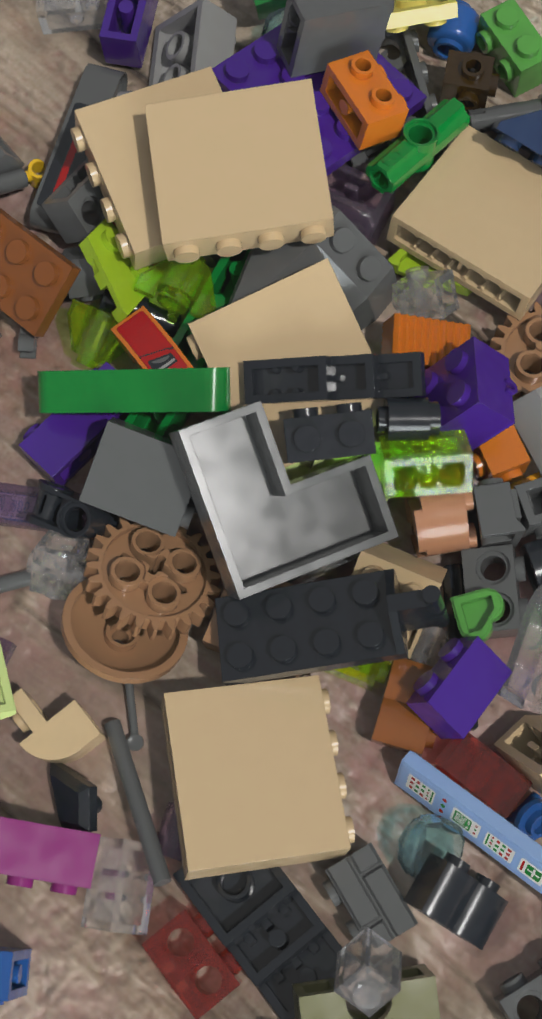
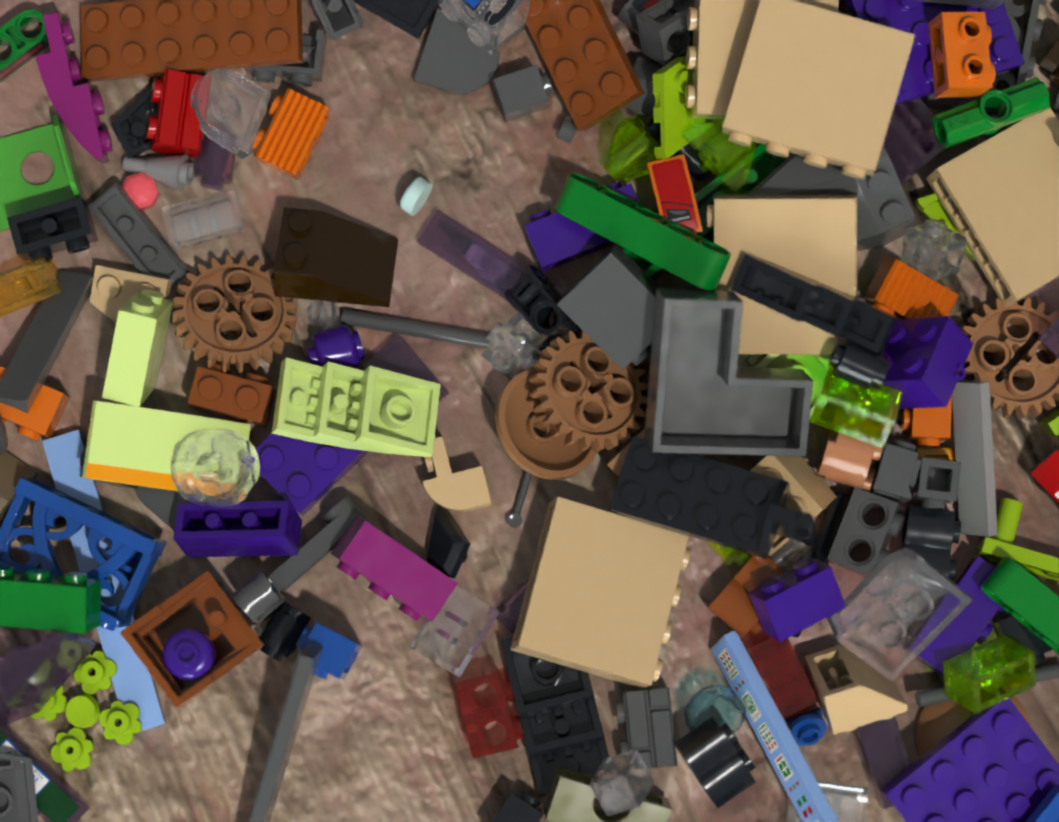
camera: 20 degrees right, 10 degrees up
(137, 804) = (497, 570): dark grey bar -> none
(329, 435) = (787, 348): black brick -> none
(477, 612) = (842, 545): bright green tile -> none

